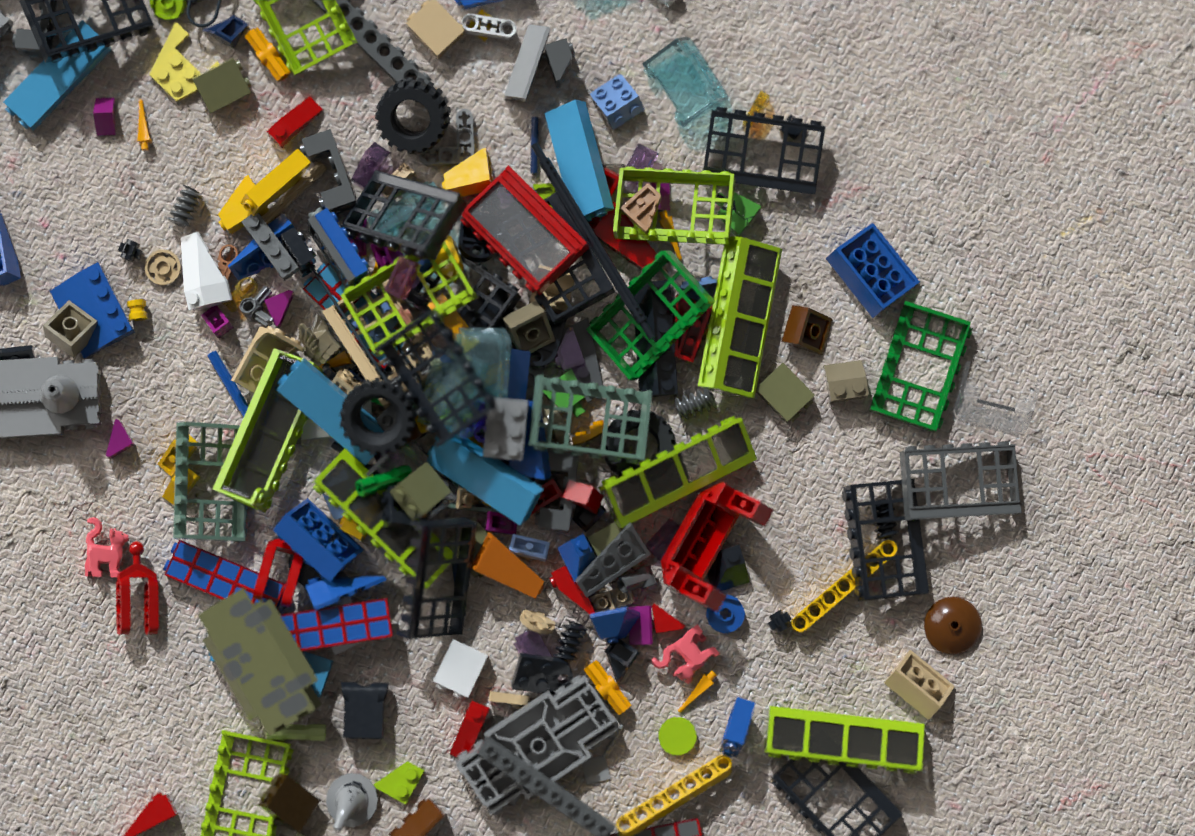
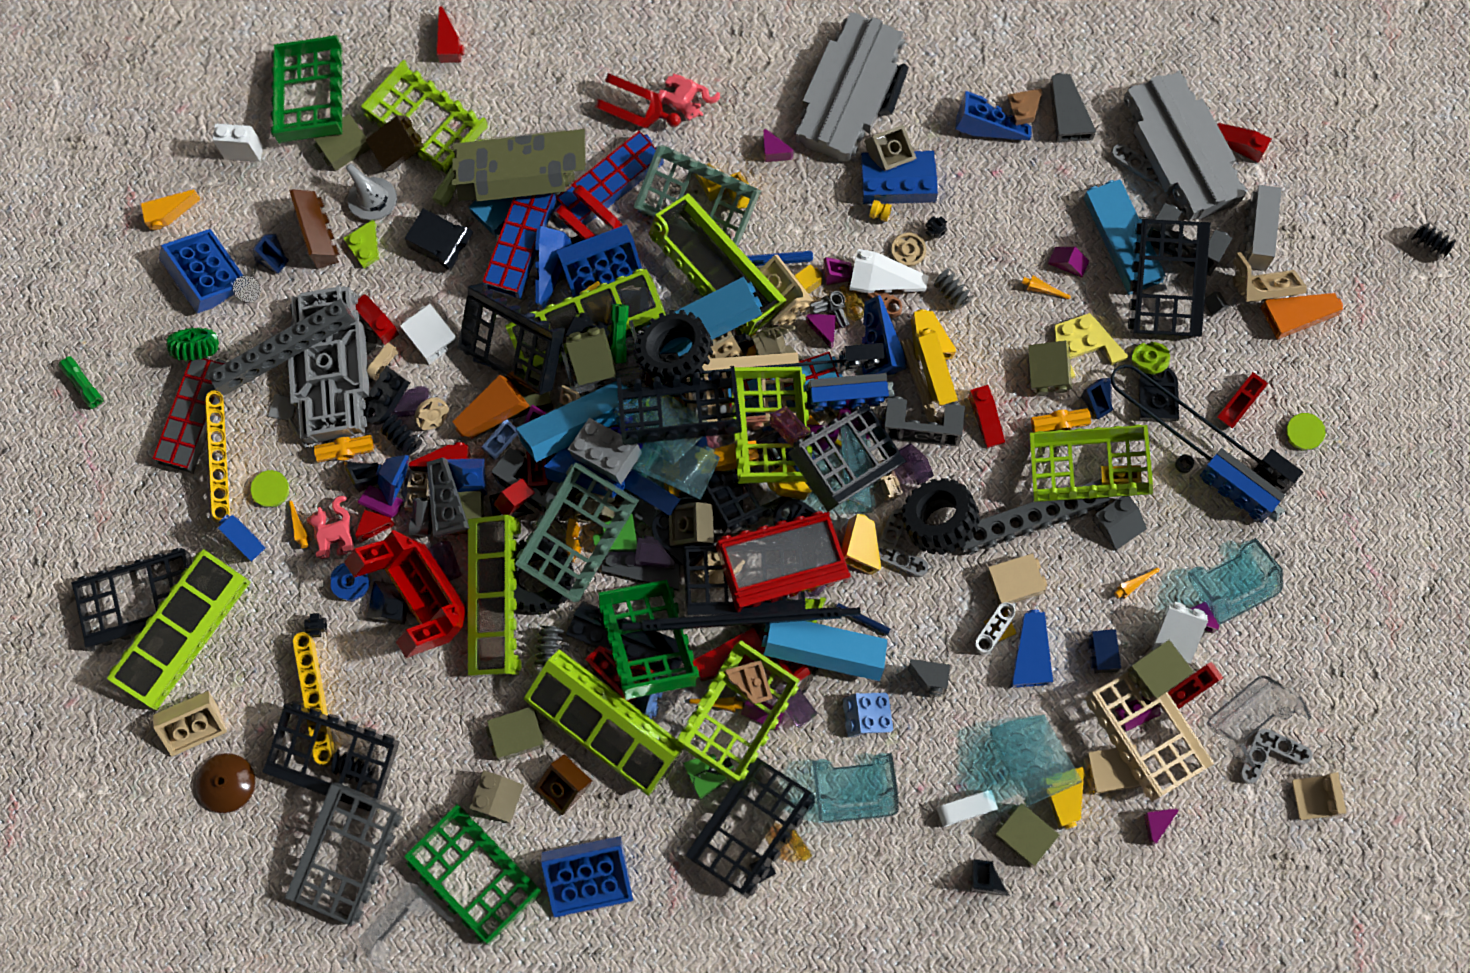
camera: 125 degrees right, 10 degrees down
(59, 394) = (835, 106): light grey cone -> none
(237, 343) = (809, 278): none -> yellow brick
(270, 246) = (888, 335): dark grey plate -> none
(527, 63) = (942, 645): light grey slope -> none

